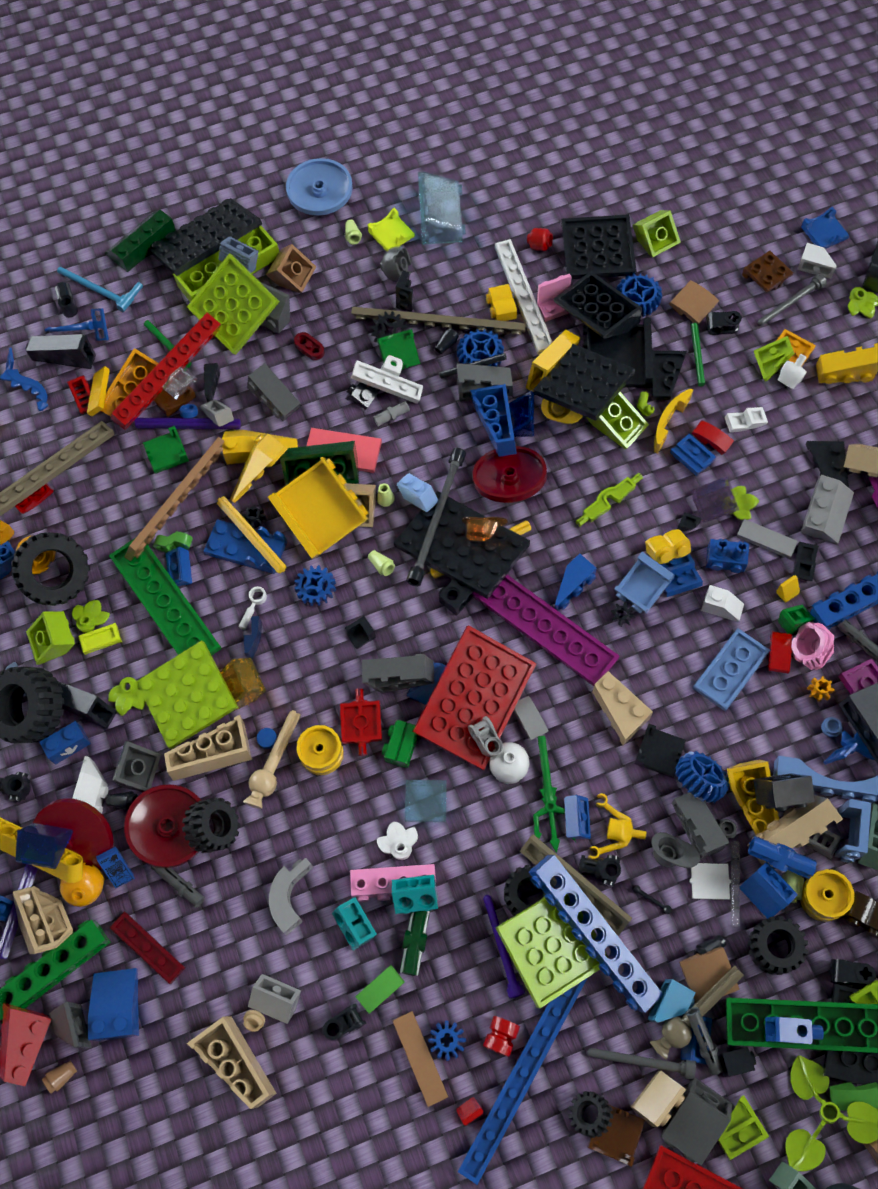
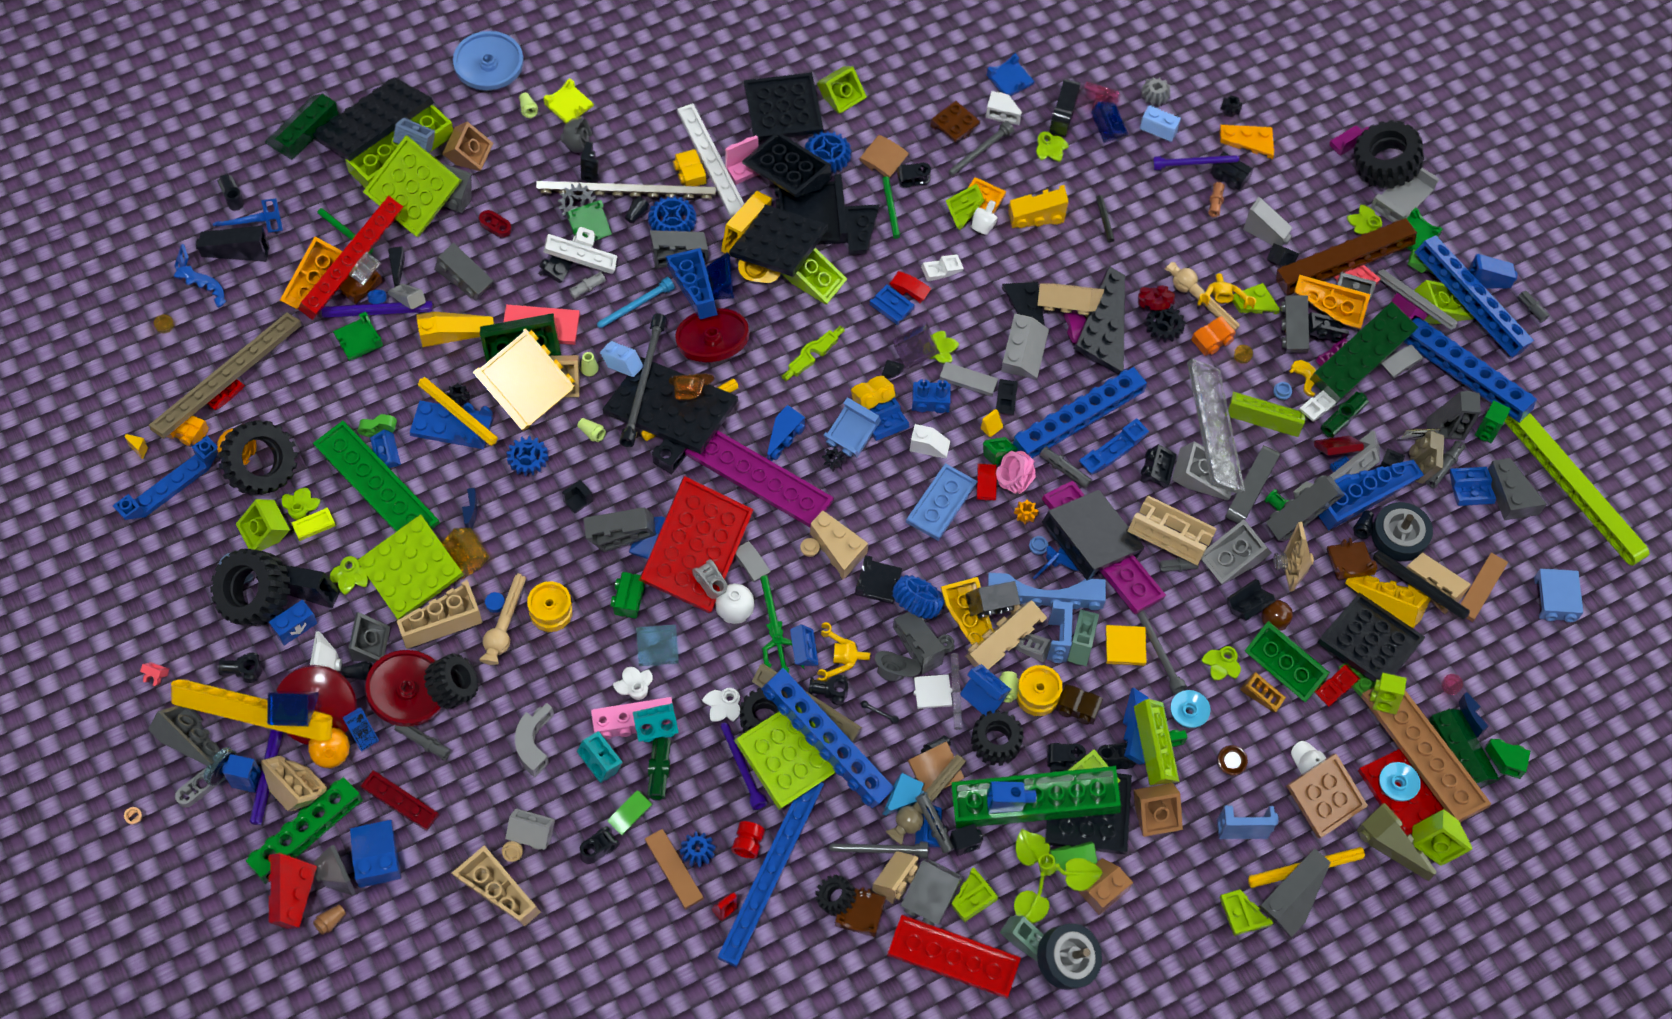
camera: 15 degrees left, 5 degrees down
(76, 383) = (255, 276): red slope -> none
(98, 391) = (279, 283): yellow tile -> none
(122, 302) = (291, 191): dark azure bar -> none
(177, 497) = (376, 383): medium nougat plate -> none
(250, 610) = (464, 485): white piece -> none
(263, 454) = (462, 332): yellow wedge -> none
(361, 722) = (587, 579): red plate -> none
(440, 209) = (617, 77): clear light blue windscreen -> none
(467, 420) = (665, 286): none -> dark azure piece
(485, 876) = (721, 706): none -> white plate
(487, 361) = (679, 227): black bar -> none
(540, 239) = (723, 102): red head -> none
(591, 707) = (809, 547): none -> tan plate
(642, 404) = (840, 261): lime arm -> none
(678, 403) = (875, 256): yellow slope -> none
(782, 857) = (994, 658): blue piece -> none

